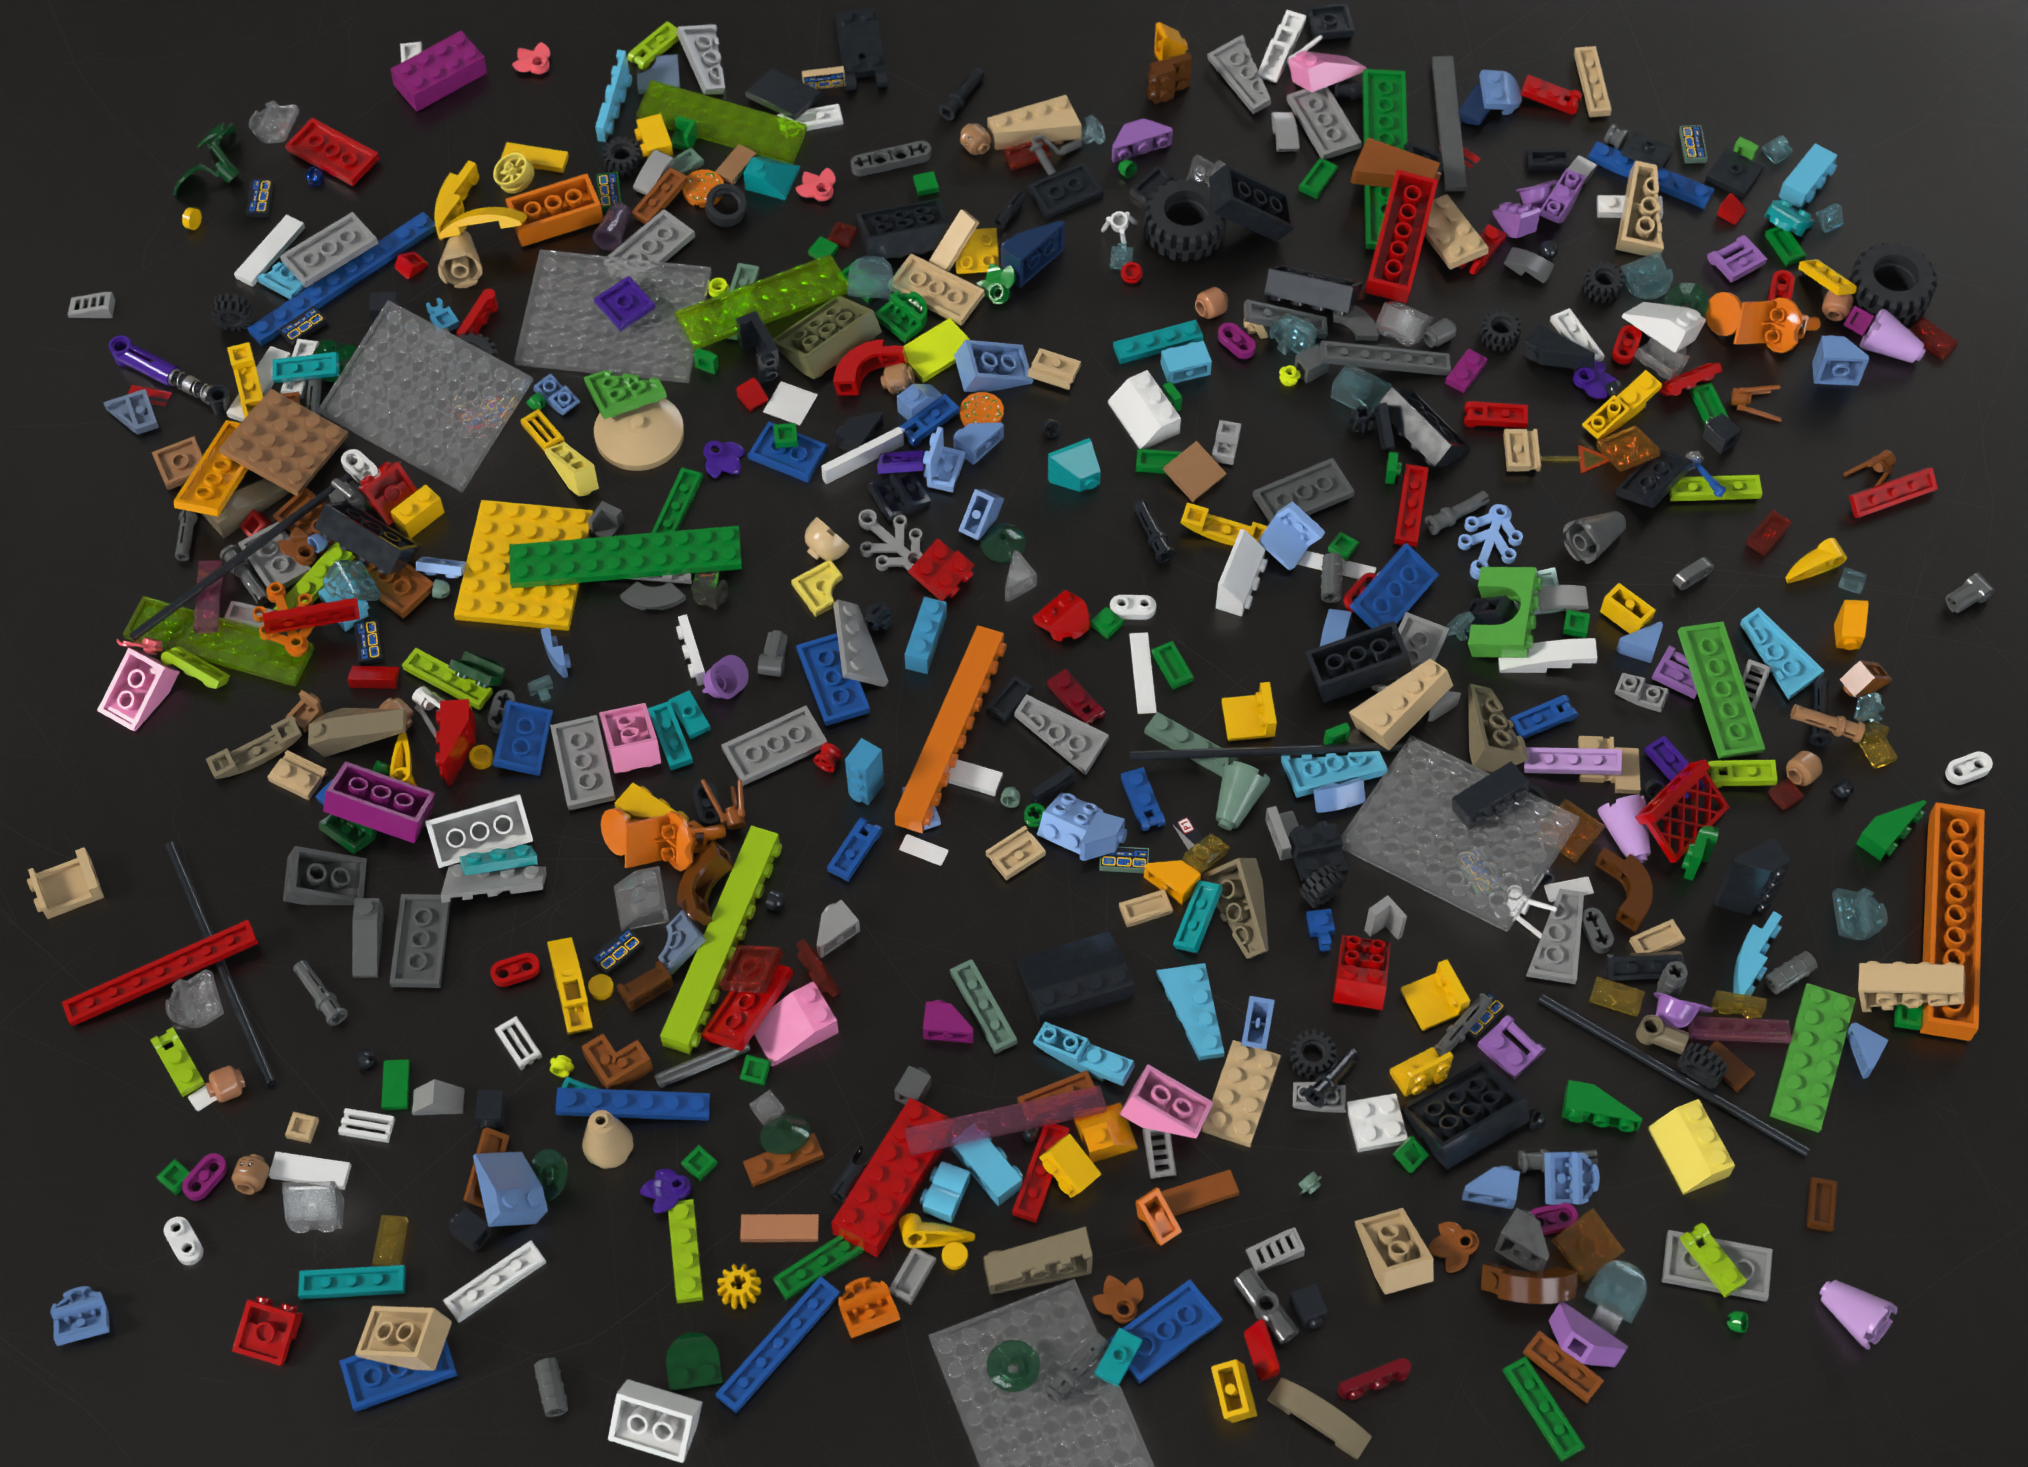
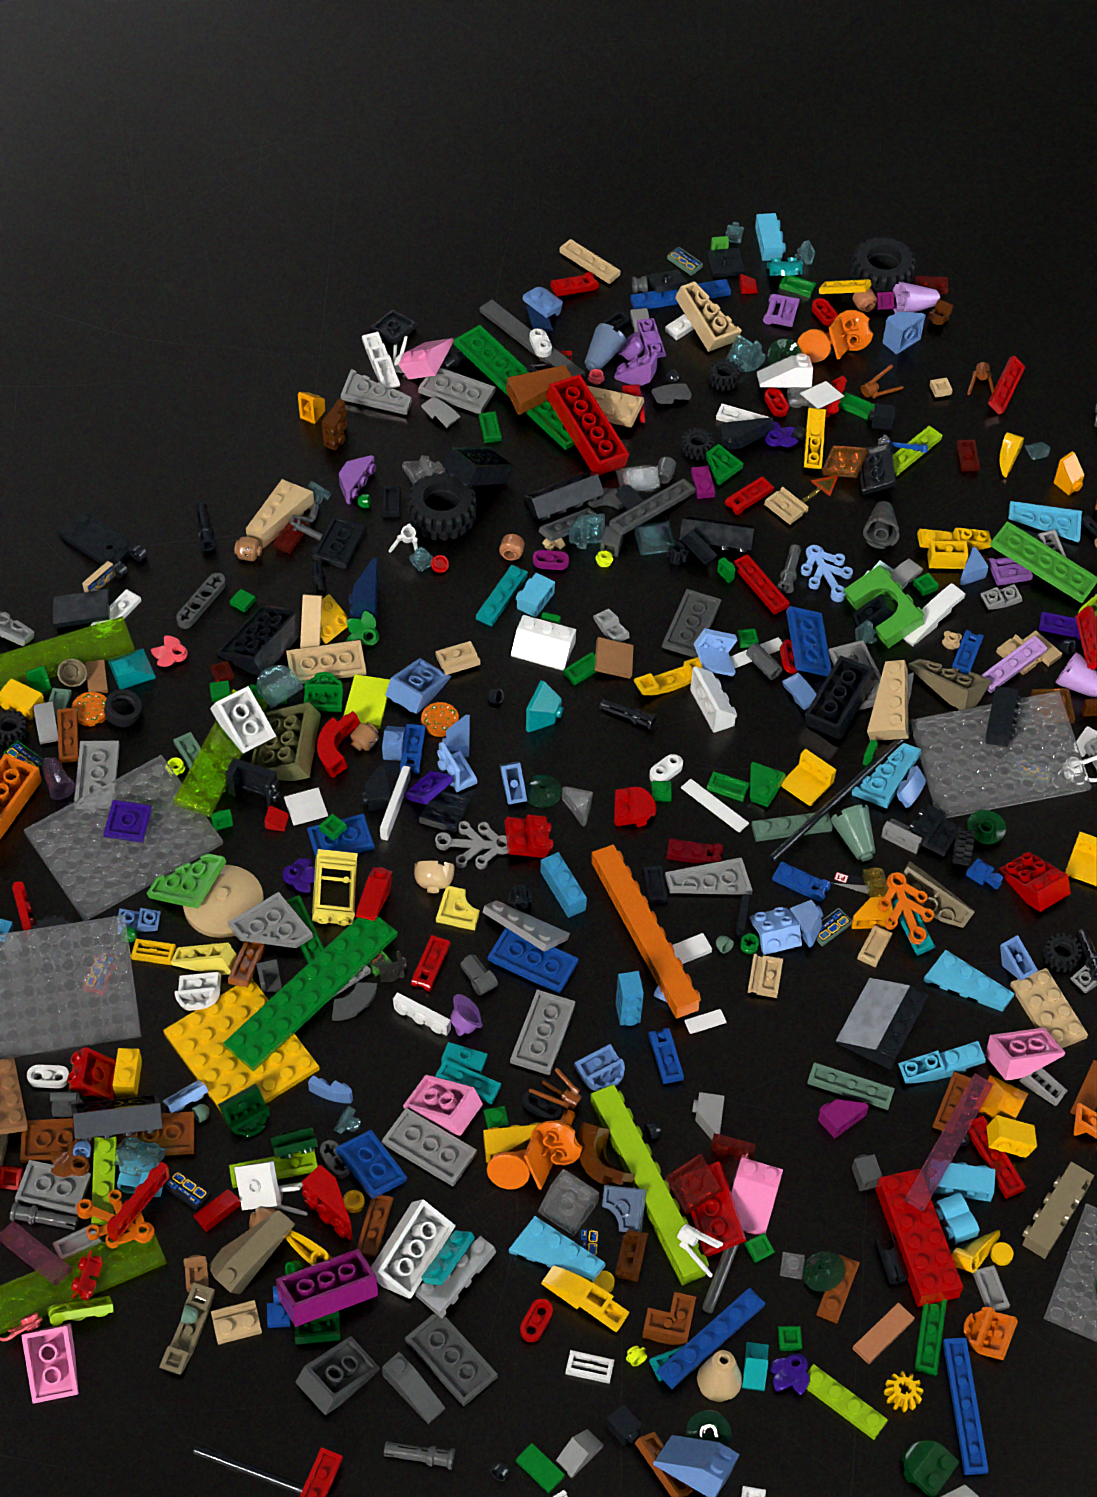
camera: 45 degrees left, 5 degrees down
(214, 647) = (88, 1267): none -> red hinge
(235, 561) = (31, 1210): black piece -> none
(264, 736) = (189, 1315): none -> sand green hinge
(414, 679) = (257, 1185): none -> white plate
(469, 615) = (245, 1112): none -> dark green slope
(476, 789) = (375, 1226): none -> dark orange tile
(537, 489) = (198, 990): none -> white slope
(588, 925) = (548, 1246): none -> medium azure wing
(591, 496) = (246, 963): none -> dark orange plate
(645, 1159) = (755, 1366): none -> teal slope
(649, 478) = (272, 924): none -> light grey plate
(661, 785) = (496, 1117): none -> green plate
(696, 1007) = (691, 1236): none -> white plant
(716, 144) = (72, 672): none -> dark tan hair
(746, 614) = (430, 962): none -> red plate
(756, 466) = (340, 861): none -> light yellow door
(757, 517) = (374, 893): none -> red slope
(788, 814) = (601, 1068): none -> medium blue slope
(804, 286) = (243, 720): none -> white slope
(828, 757) = (586, 1011): red wheel -> none
(1202, 890) = (905, 905): none -> orange plant
(1206, 687) = (764, 783): none -> green wing
(1368, 331) = (628, 496): none -> black brick
(1372, 878) = (991, 822): none -> dark green dish
(1387, 915) = (1020, 834): light grey panel -> none
(1453, 125) = (540, 343): none -> white plate
(1472, 198) = (596, 376): none -> coral plate
(1503, 366) = (722, 463): none -> green wing
(1506, 174) = (604, 346): none -> sand blue cone
(1539, 699) = (951, 644): none -> tan plate
(1668, 609) = (975, 538): none -> yellow slope
(1675, 367) = (822, 394): none -> white sticker
(1693, 573) = (955, 508): dark grey beam -> none
(1818, 446) = (940, 387): none -> tan plate
(1905, 374) = (940, 313): none -> reddish brown bracket

